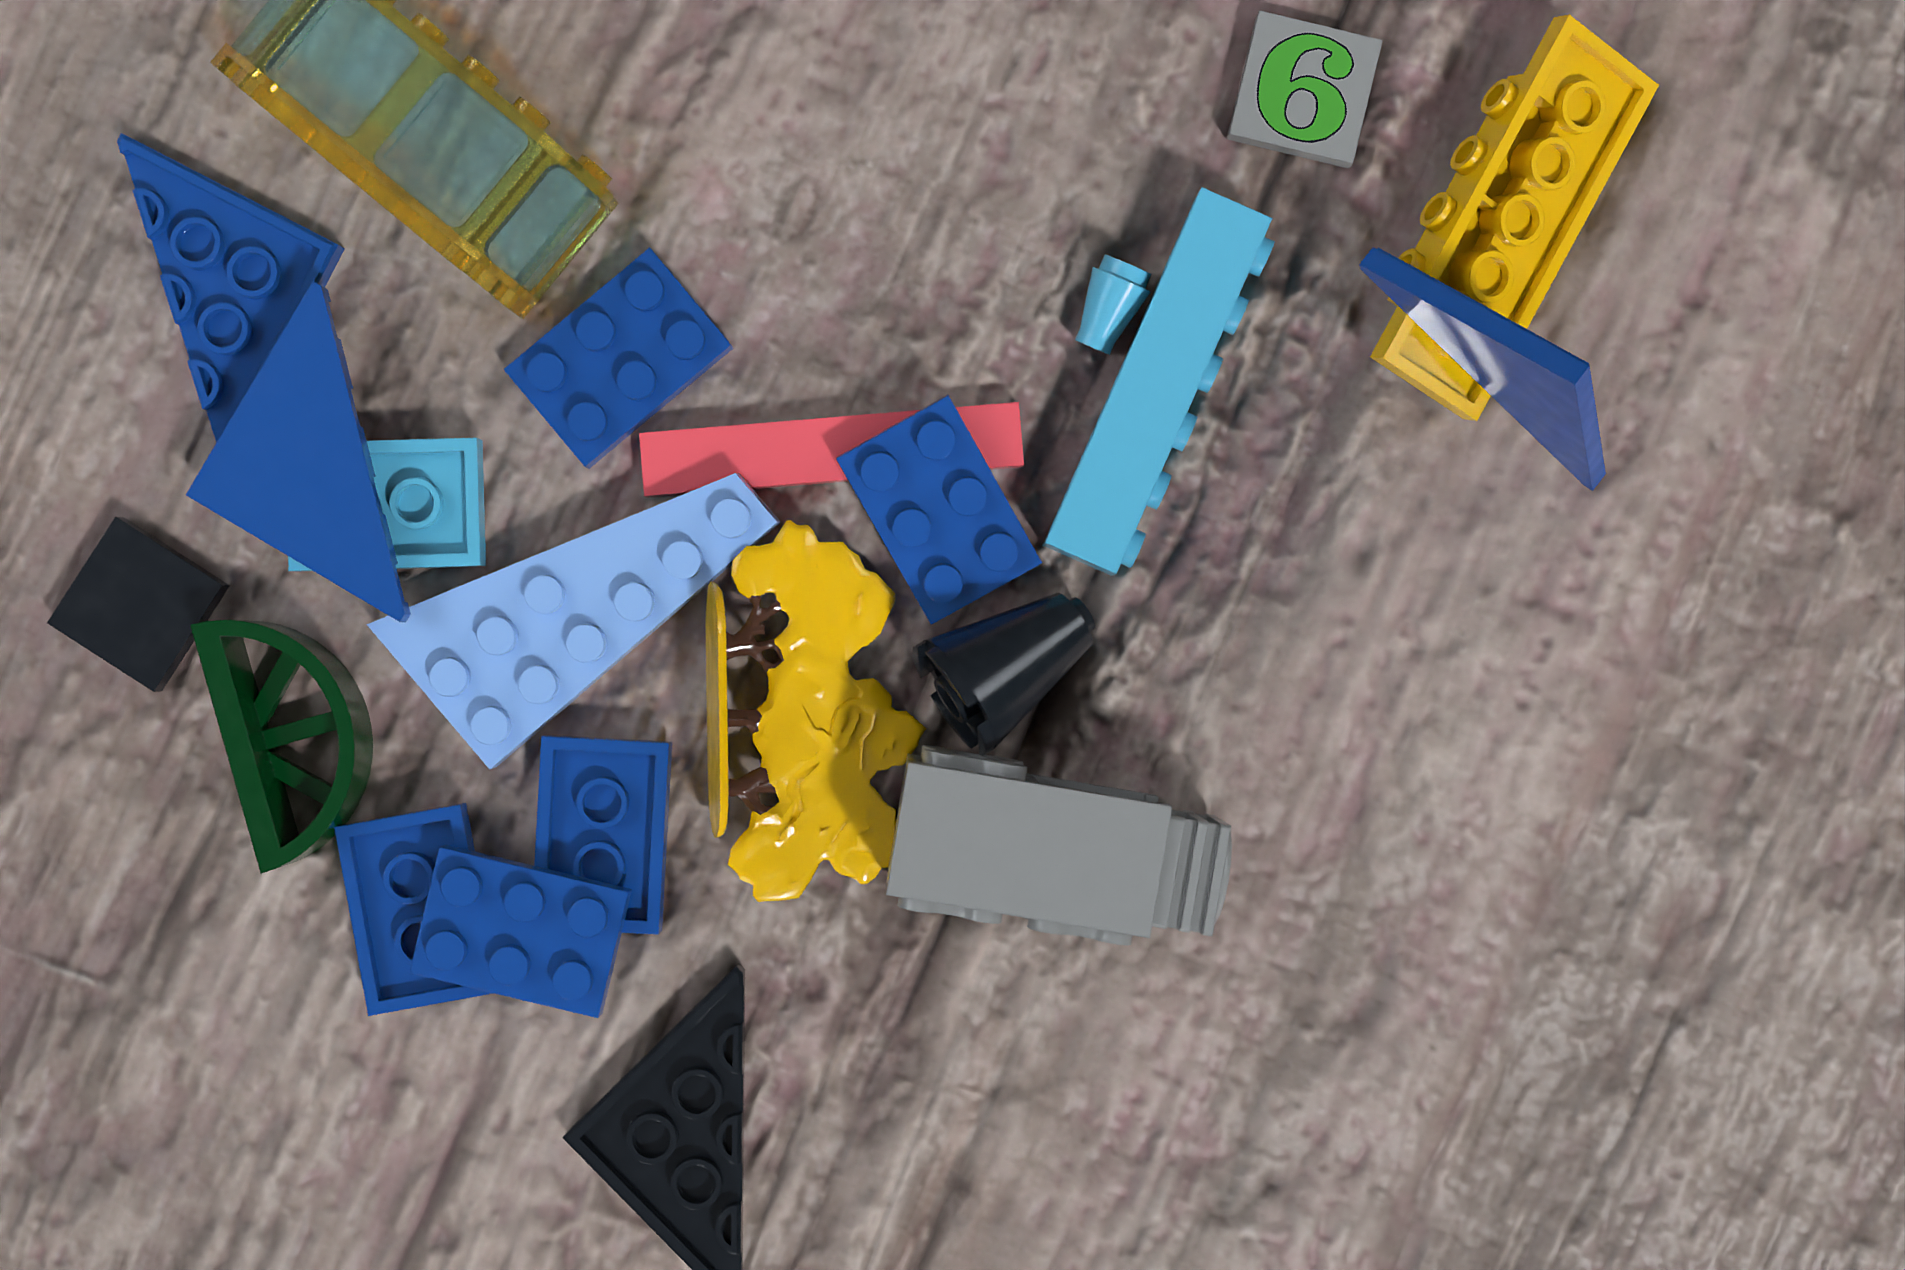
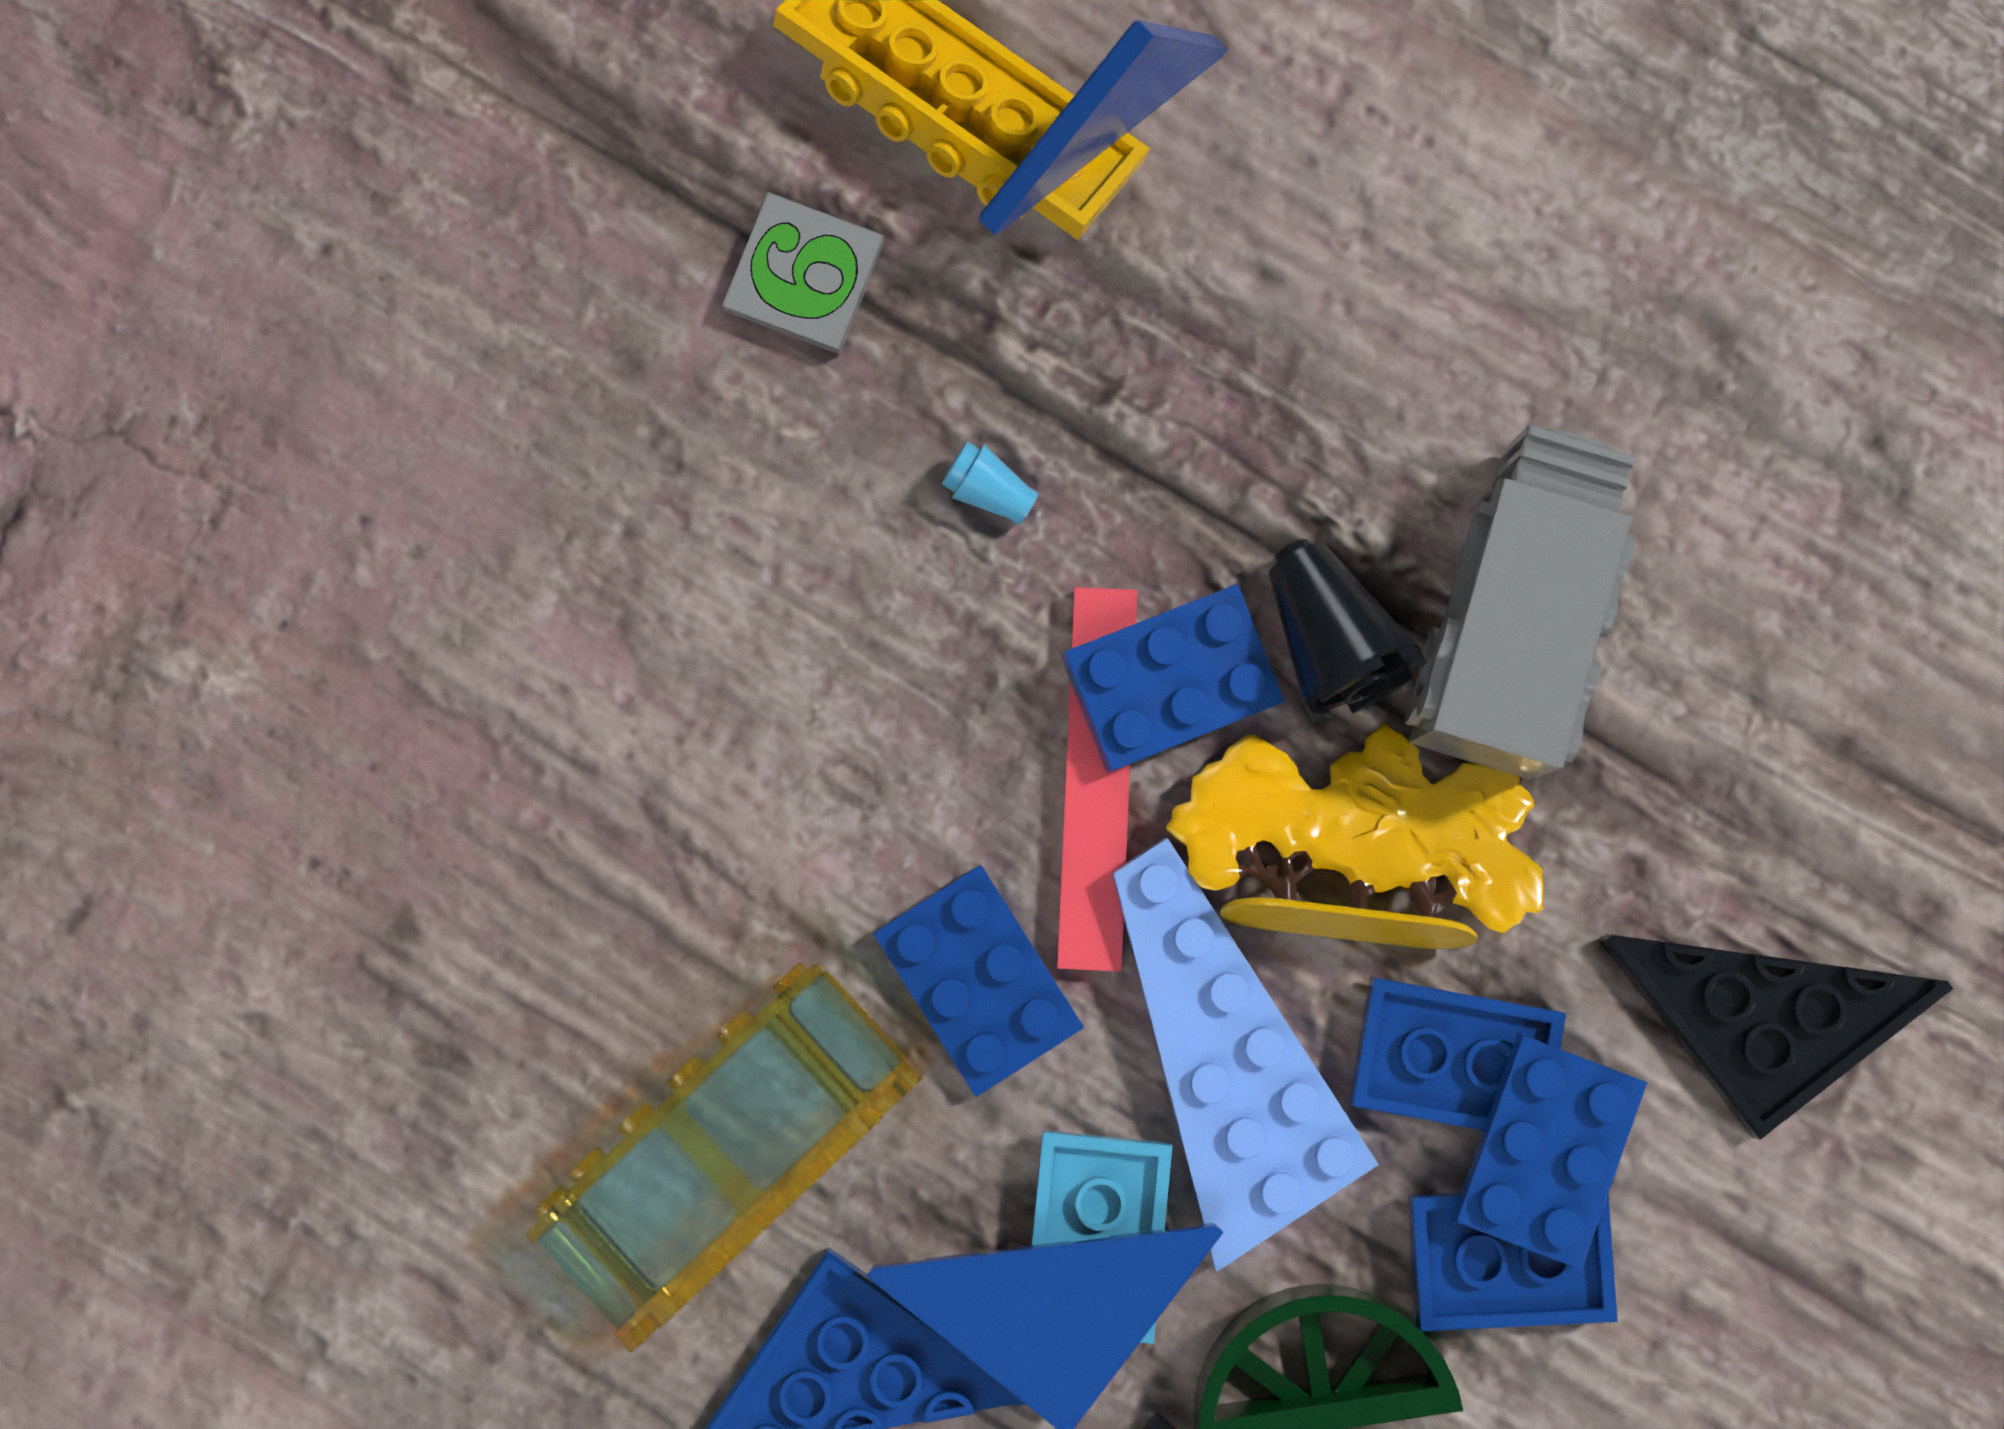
camera: 75 degrees left, 5 degrees down
(1158, 382) = (1075, 448): medium azure brick -> none

